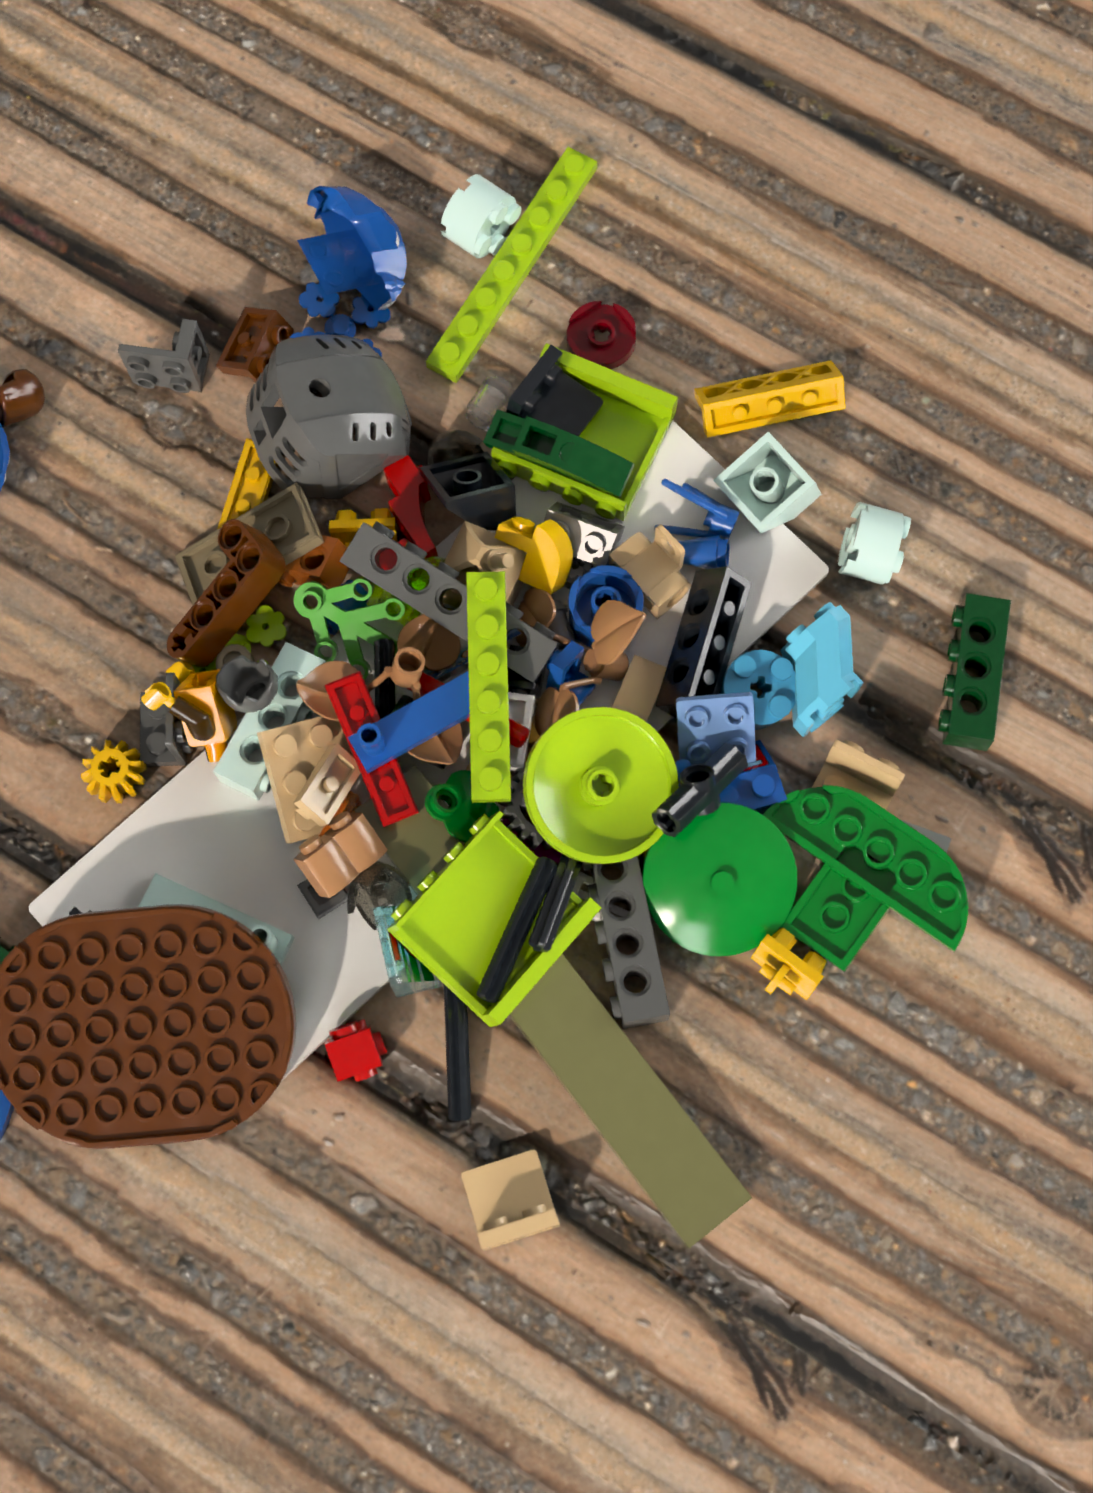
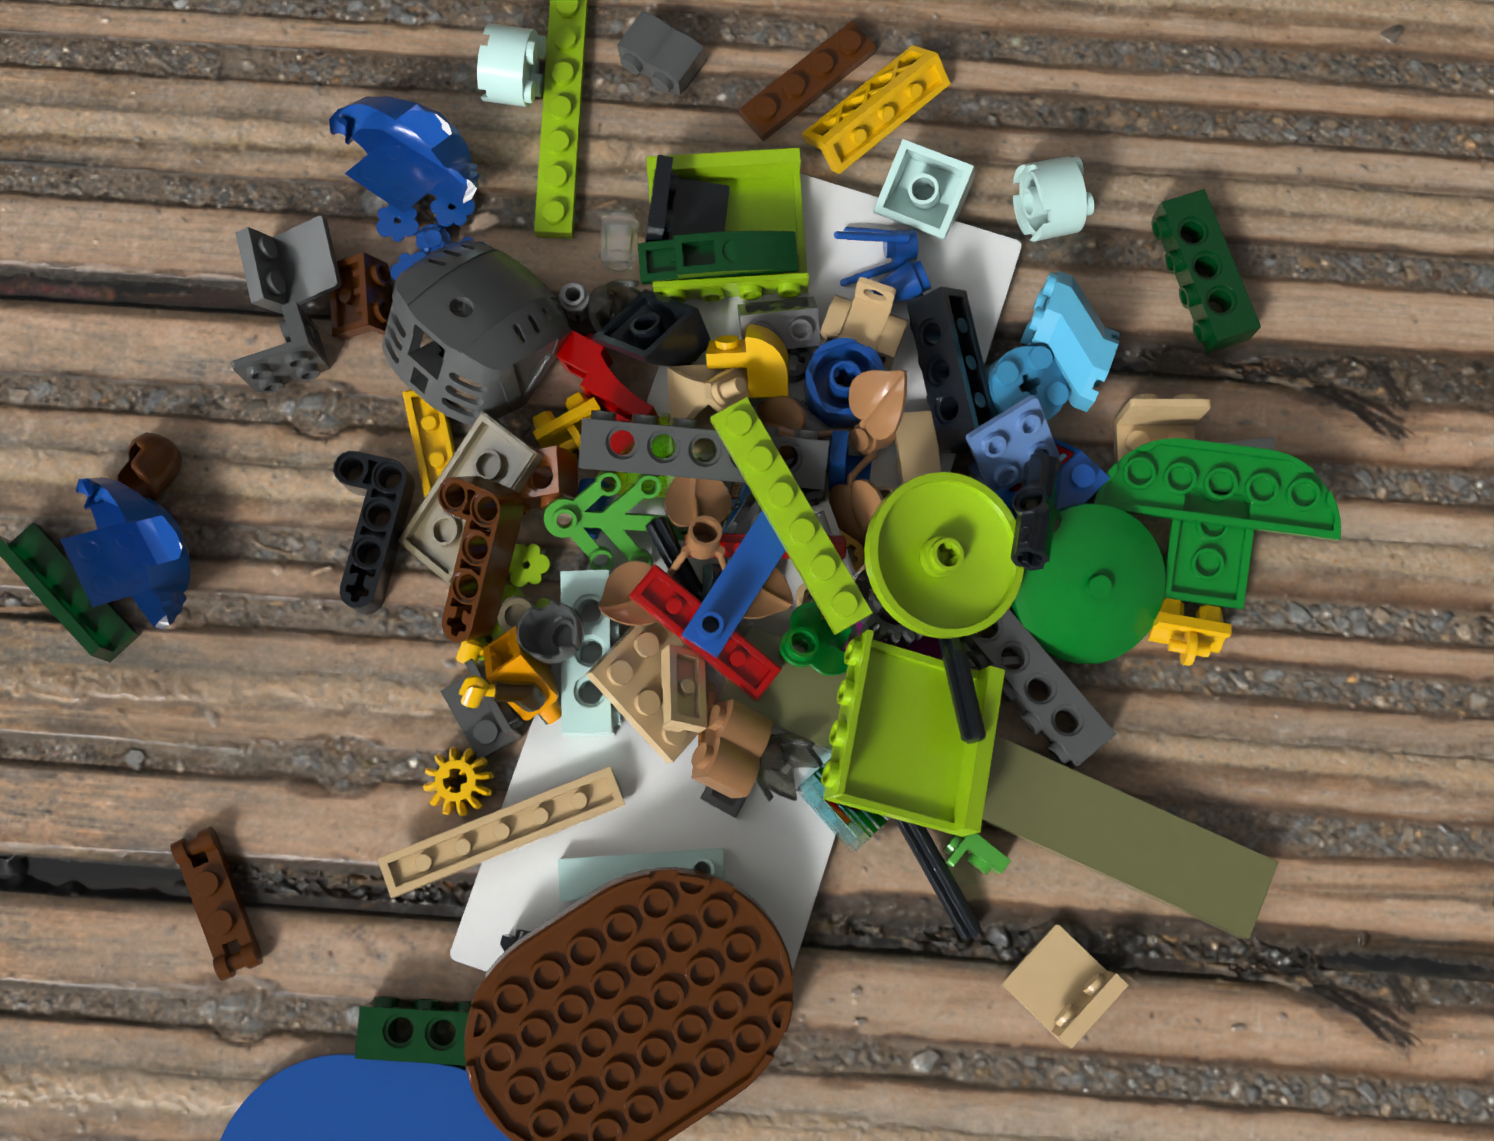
camera: 30 degrees left, 5 degrees up
(124, 828) = (501, 832): none -> tan plate
(154, 537) = (367, 534): none -> black beam
(212, 293) = (290, 265): none -> dark grey bracket
(355, 1050) = (842, 924): red brick -> none
(424, 431) = (568, 300): none -> light grey pin
(504, 1057) = (983, 854): none -> bright green bracket
(517, 929) = (941, 733): black axle -> none
(602, 317) = (681, 106): dark red plate -> none
(611, 266) = (660, 53): none -> dark grey brick
(725, 347) = (807, 81): none -> reddish brown plate

